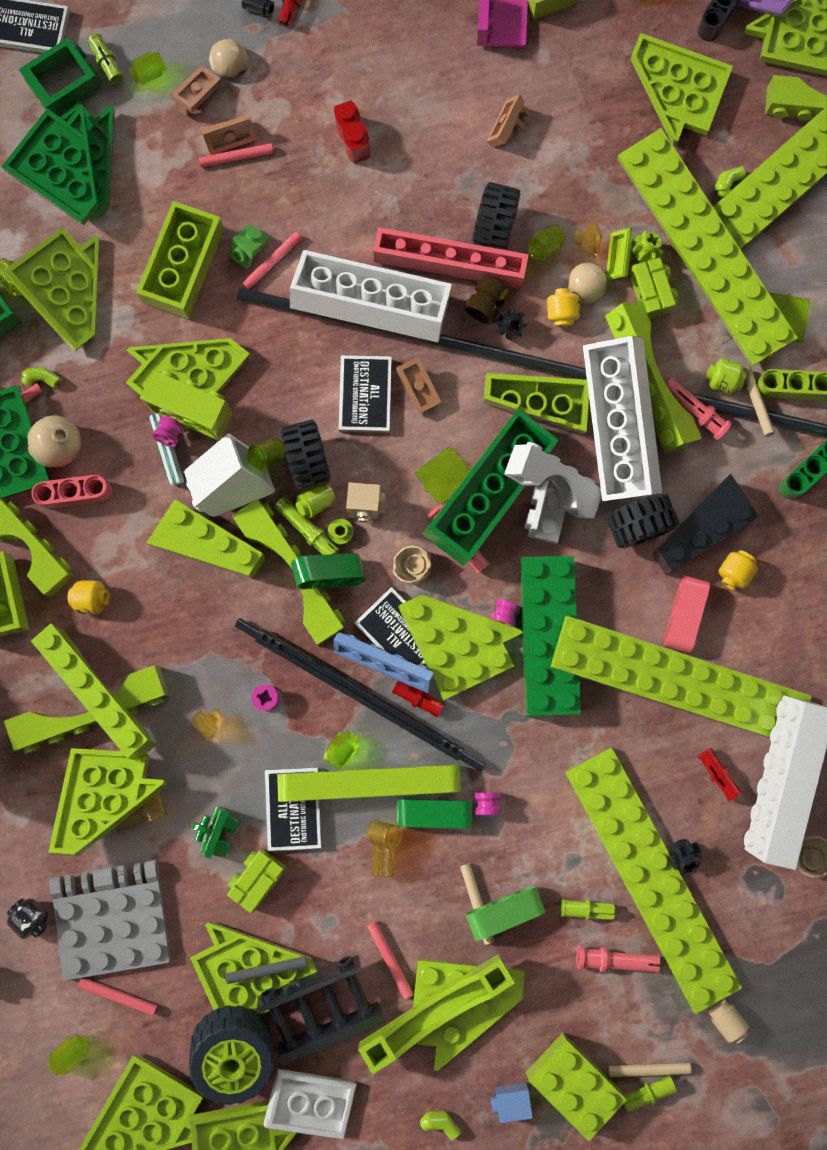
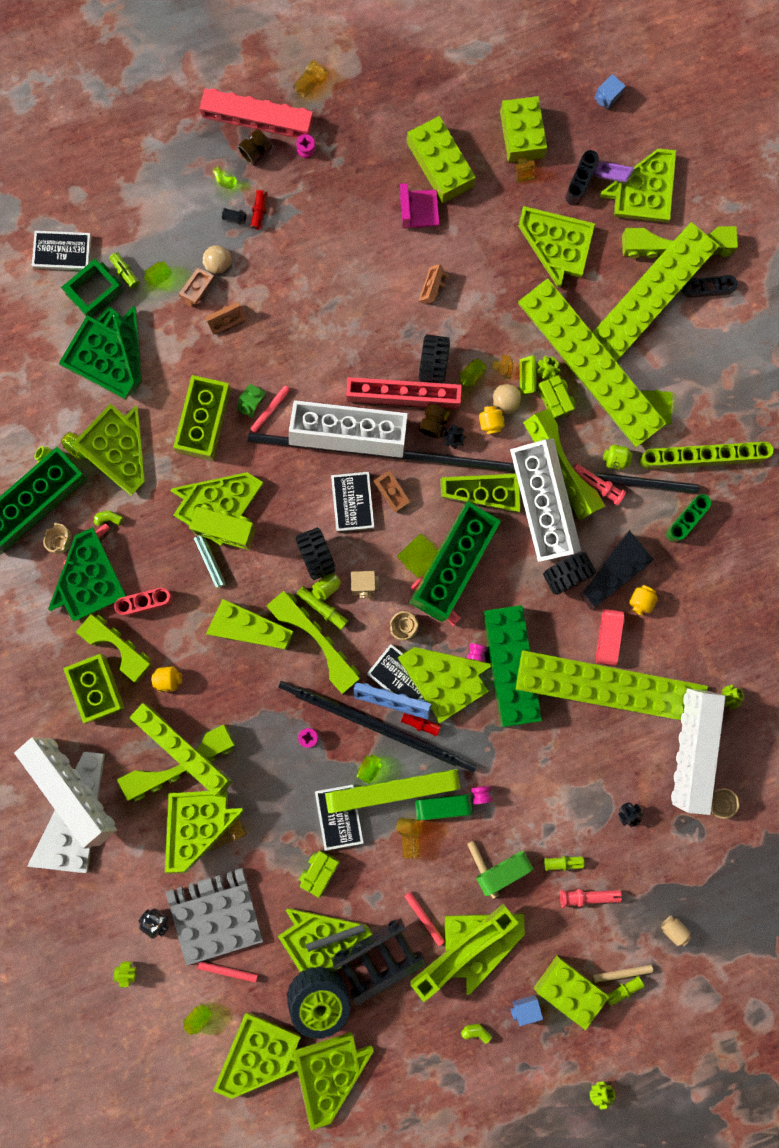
camera: 15 degrees left, 0 degrees up
(54, 441) = (125, 566): tan cylinder -> none
(168, 431) = (210, 548): dark pink wheel -> none
(207, 723) = (267, 762): clear yellow tile -> none
(212, 844) = (280, 841): green hips -> none
(226, 479) = (259, 578): white slope -> none
(235, 155) = (232, 332): coral bar -> none
(266, 453) = (285, 556): clear neon green brick -> none
(310, 1104) = (379, 1031): white tile -> none
(328, 571) = (343, 638): green beam -> none
(346, 537) = (352, 611): lime plate -> none
(352, 131) = (317, 305): red brick -> none
(547, 517) = (499, 575): white bracket -> none
(576, 493) = (518, 558): white arch -> none
(652, 881) = (608, 836): lime plate -> none
(719, 774) = (648, 751): red pin -> none
(726, 179) = (599, 309): lime arm -> none
(758, 403) = (643, 474): tan bar -> none

